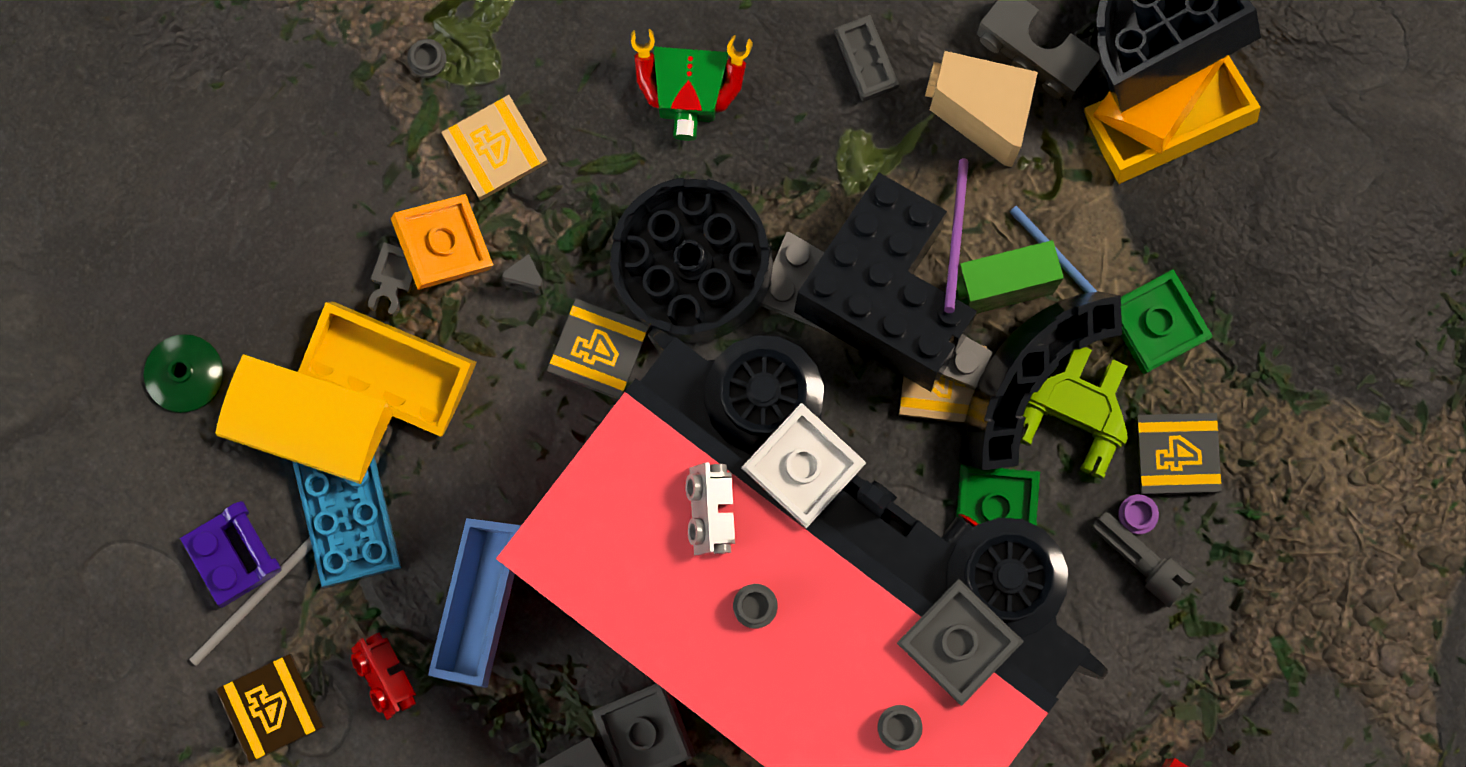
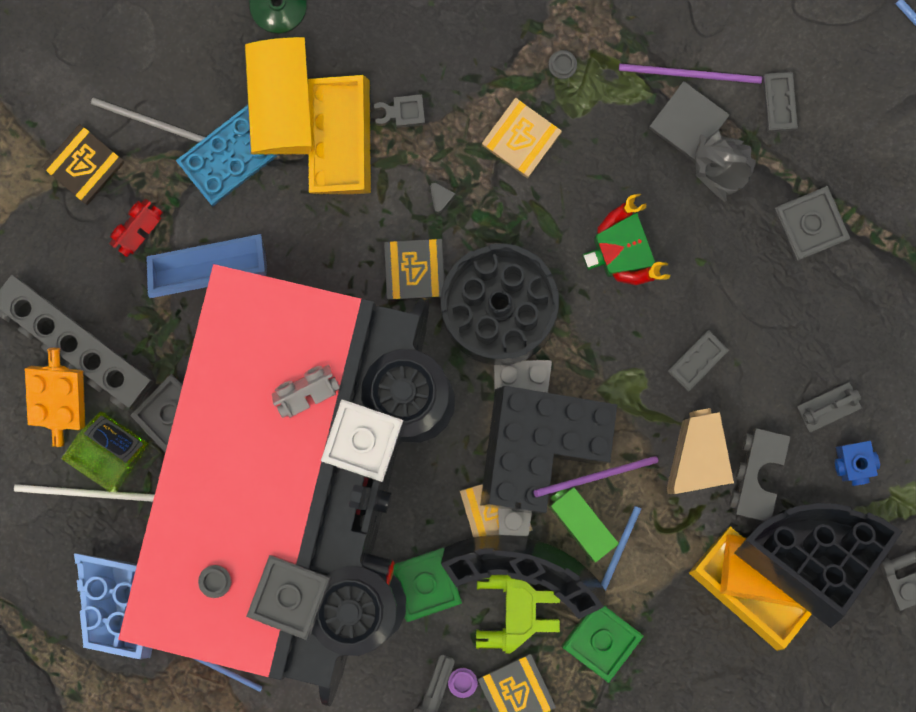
camera: 65 degrees right, 5 degrees up
(219, 561) = (163, 87): dark purple plate -> none
(441, 241) = (439, 132): light orange tile -> none
(755, 606) = (254, 449): dark grey plate -> none

